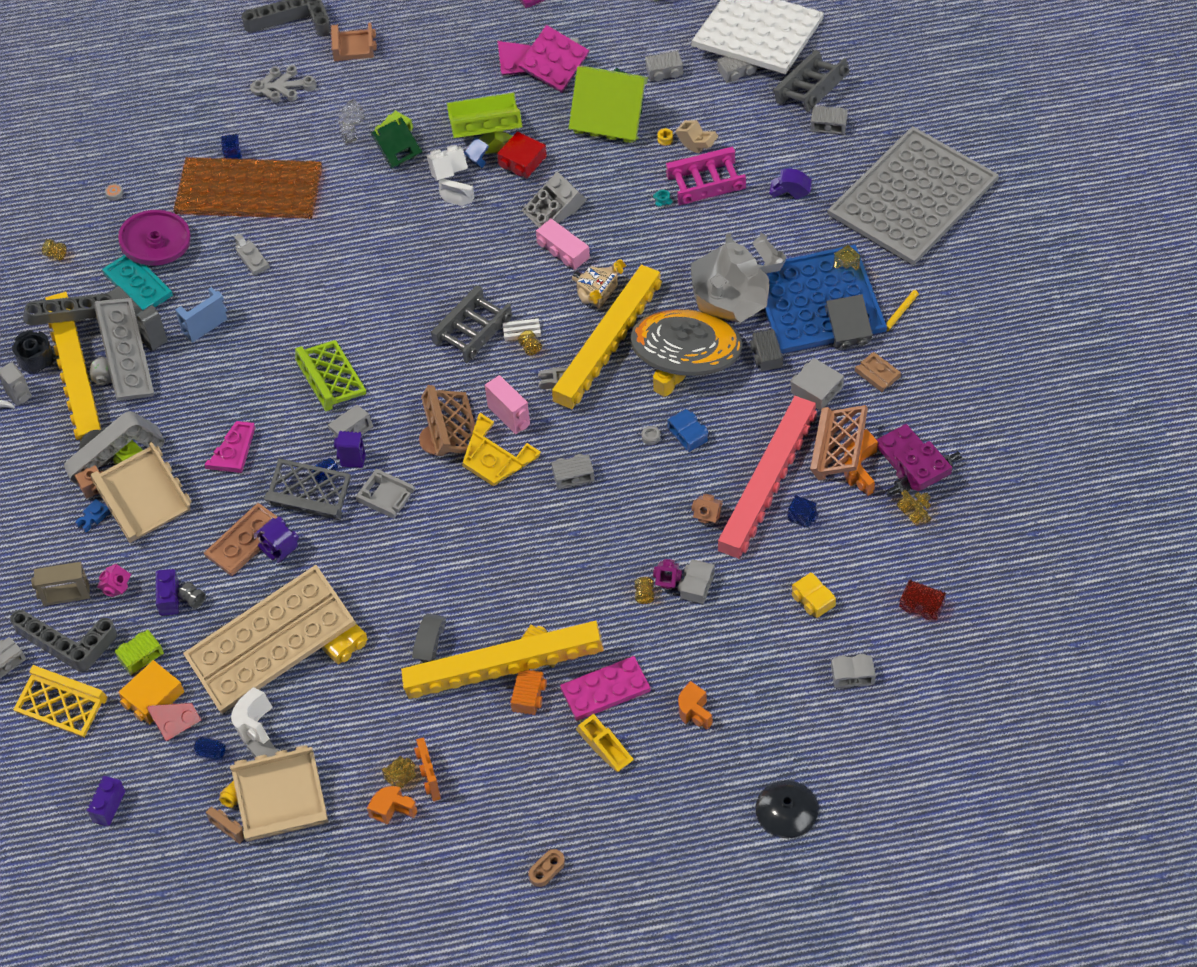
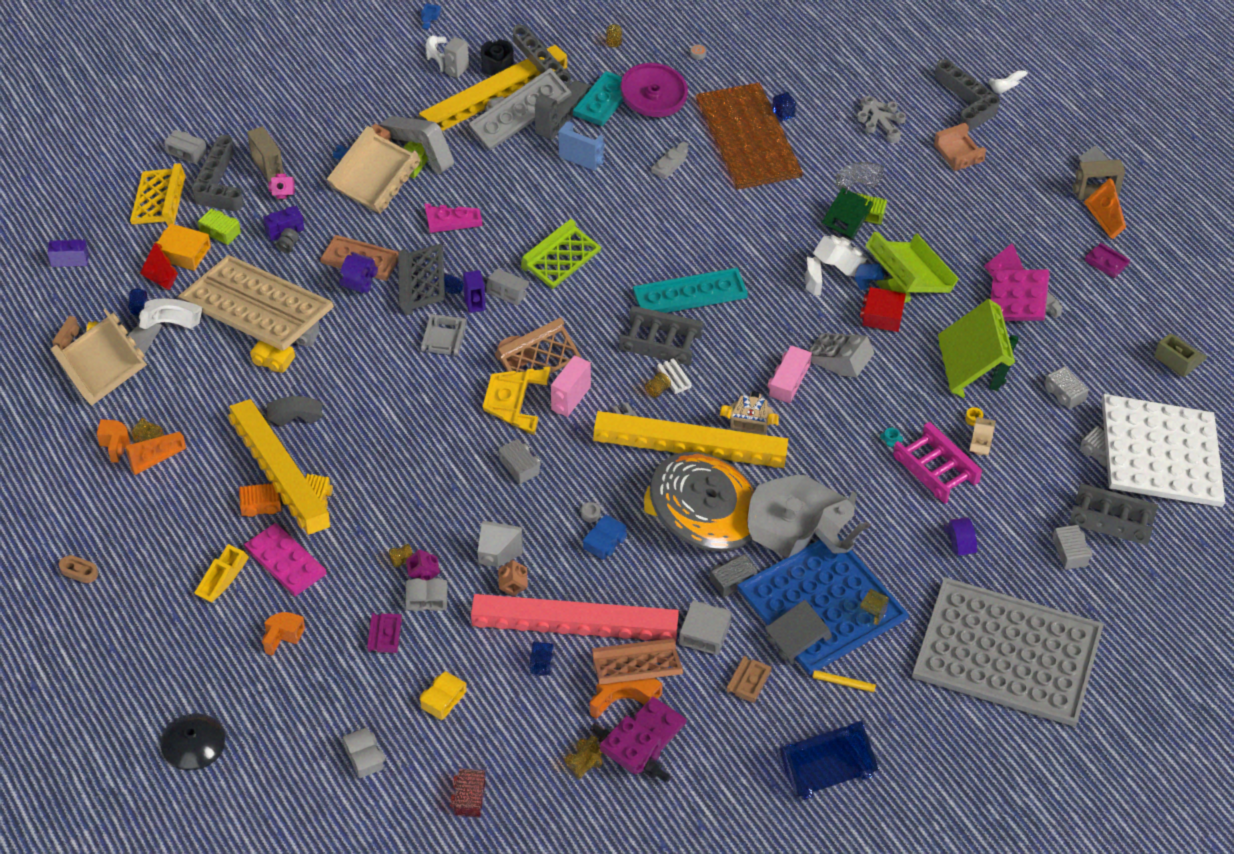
camera: 65 degrees right, 5 degrees down
(427, 287) = (691, 291): none -> teal plate
(666, 510) = (499, 543): none -> light grey slope
(726, 625) = (384, 633): none -> magenta plate
(974, 341) = (828, 759): none -> clear blue windscreen

